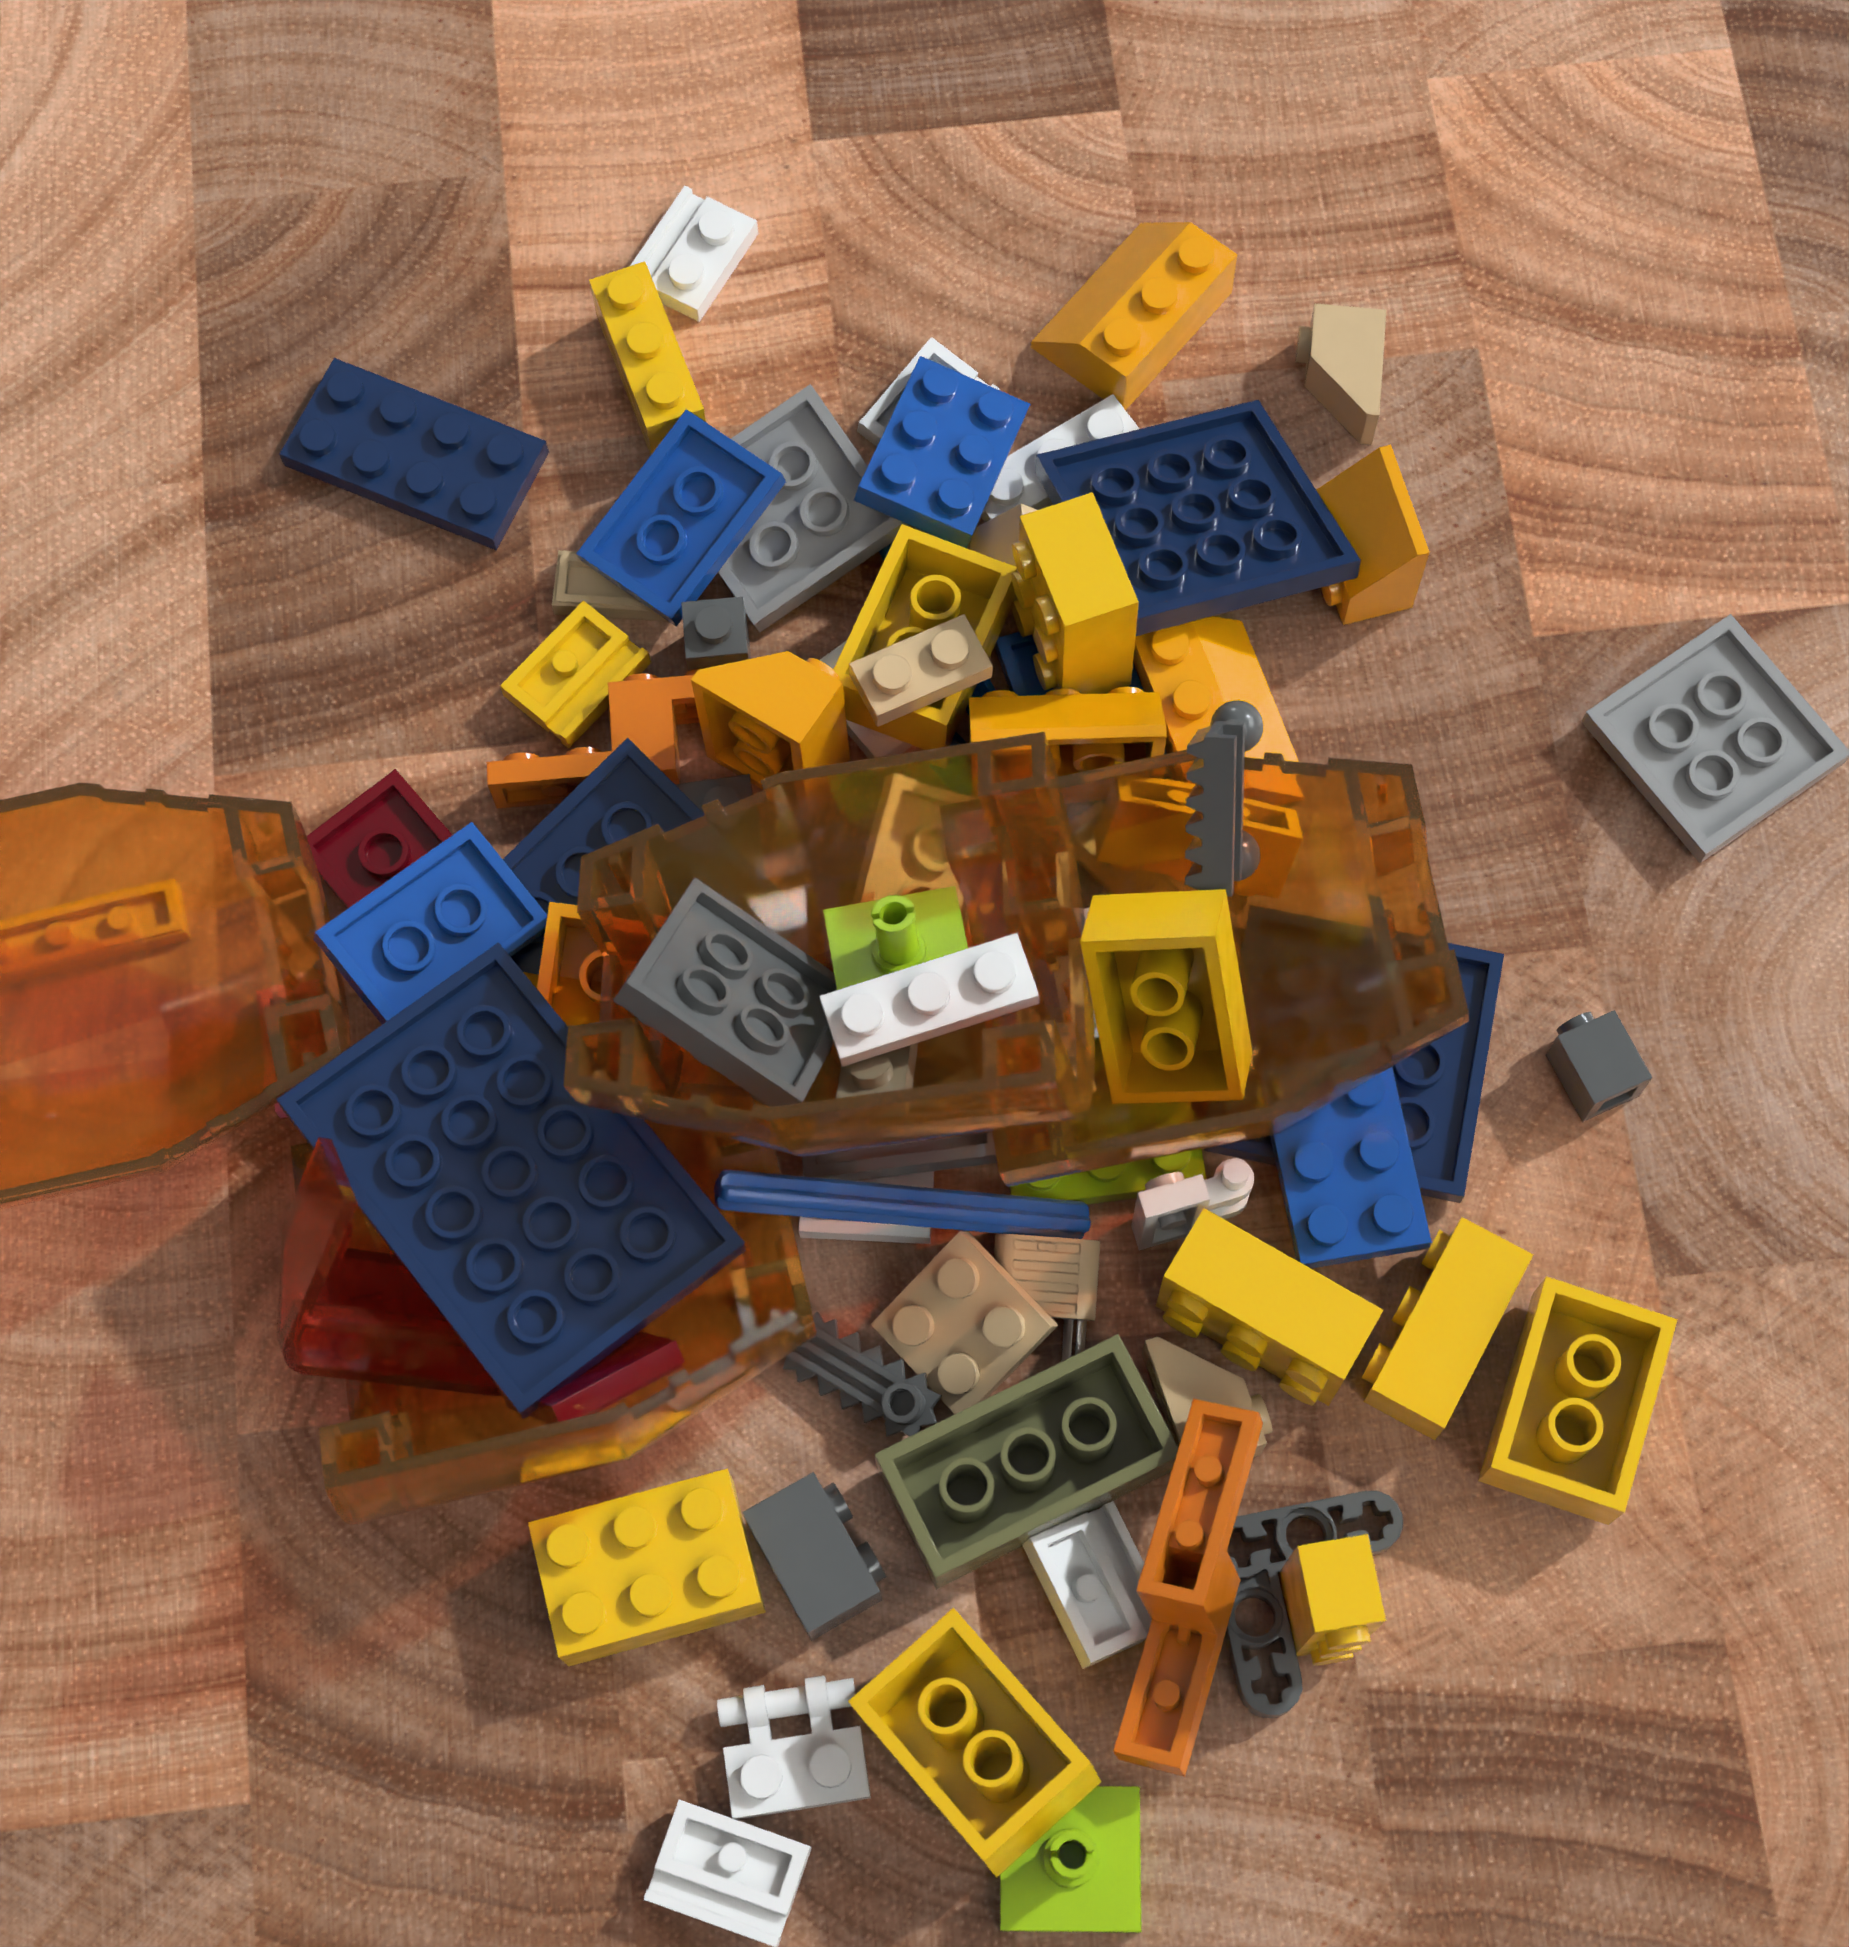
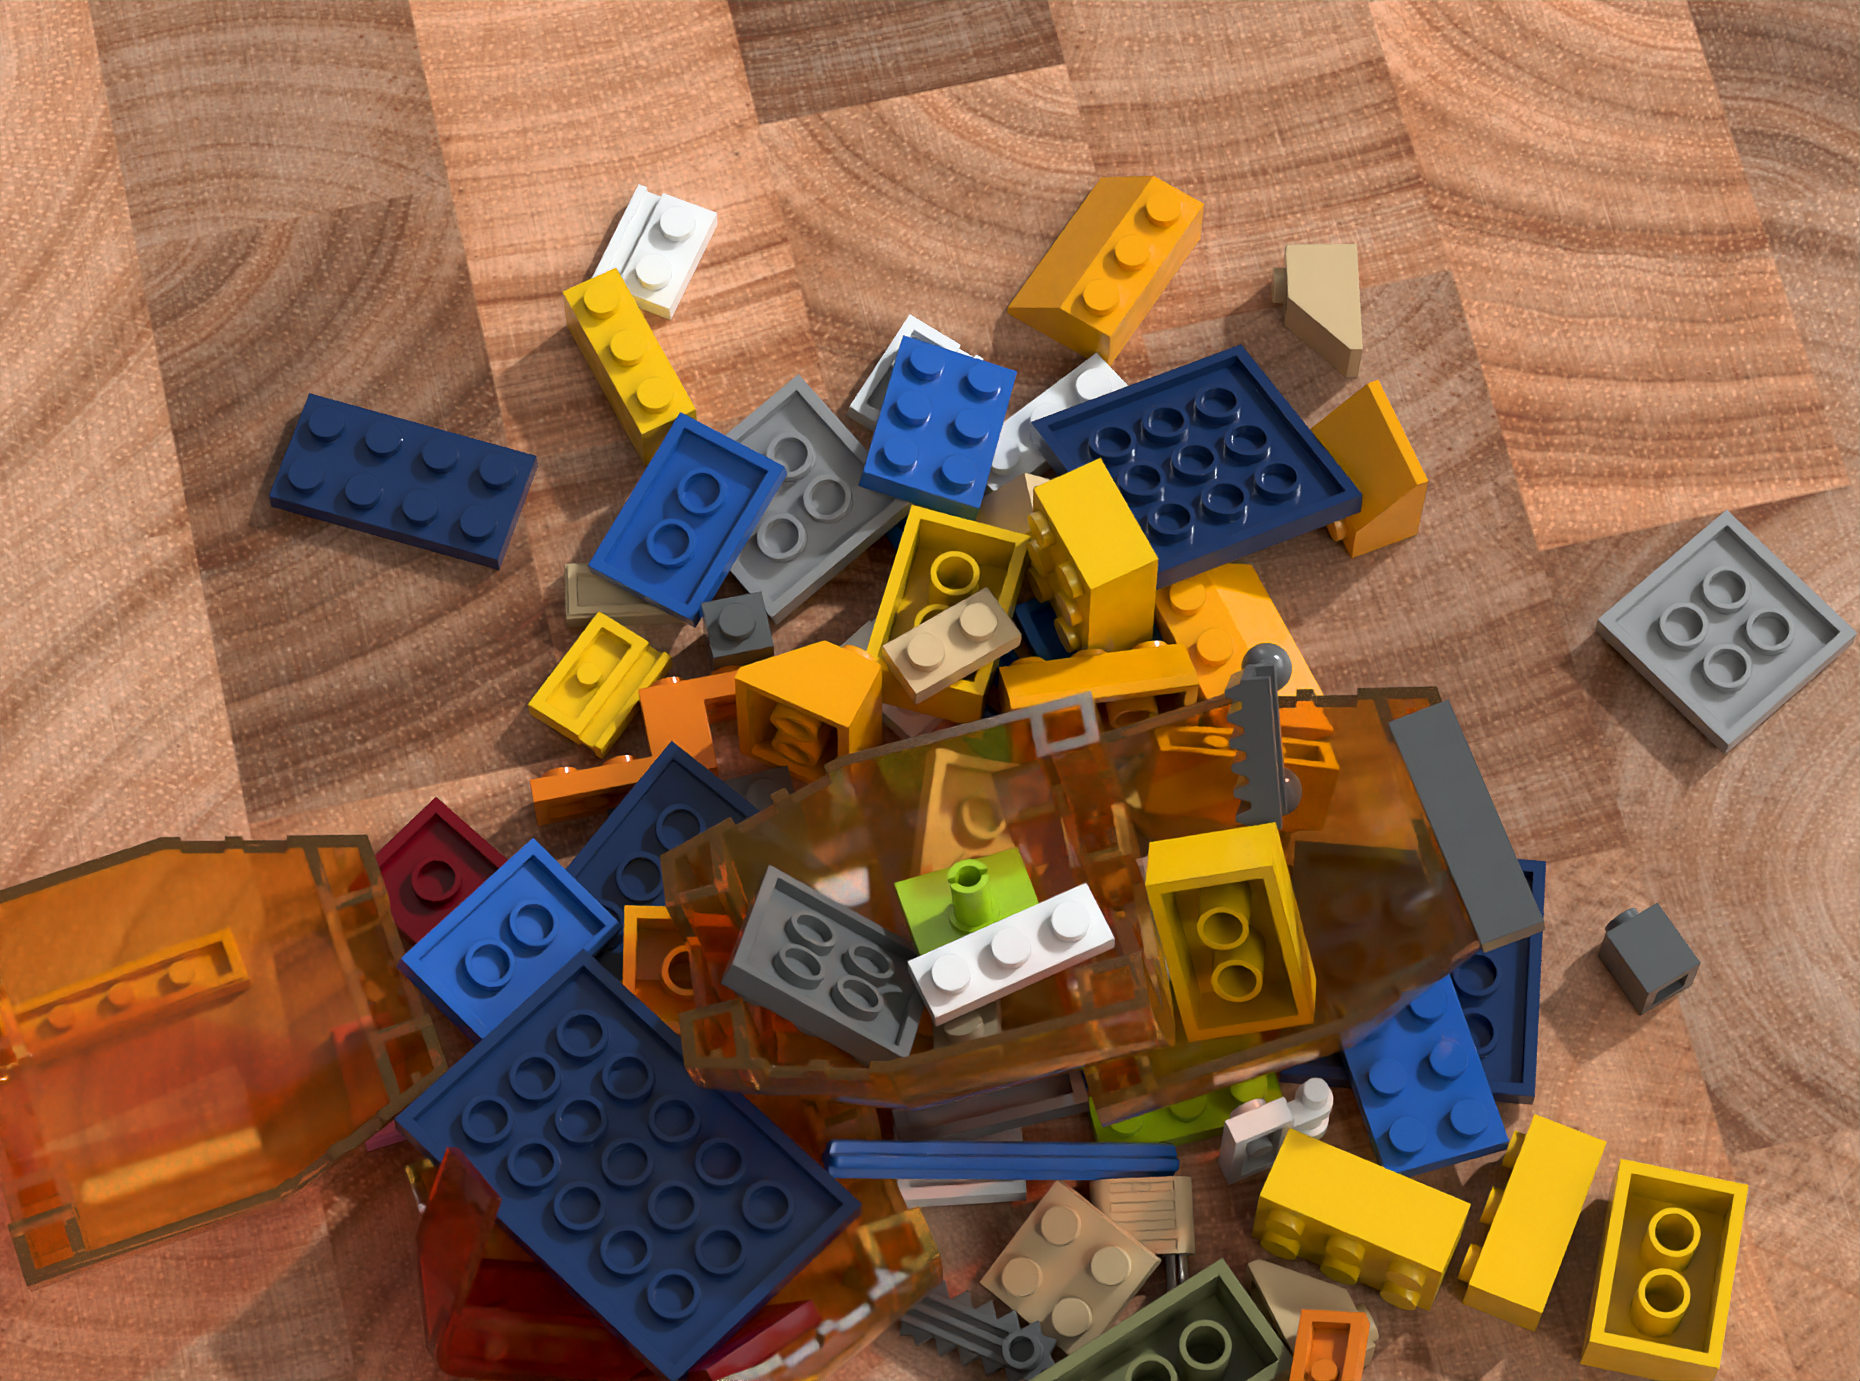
camera: 10 degrees left, 5 degrees down
(1425, 918) = (1466, 826): none -> dark grey tile

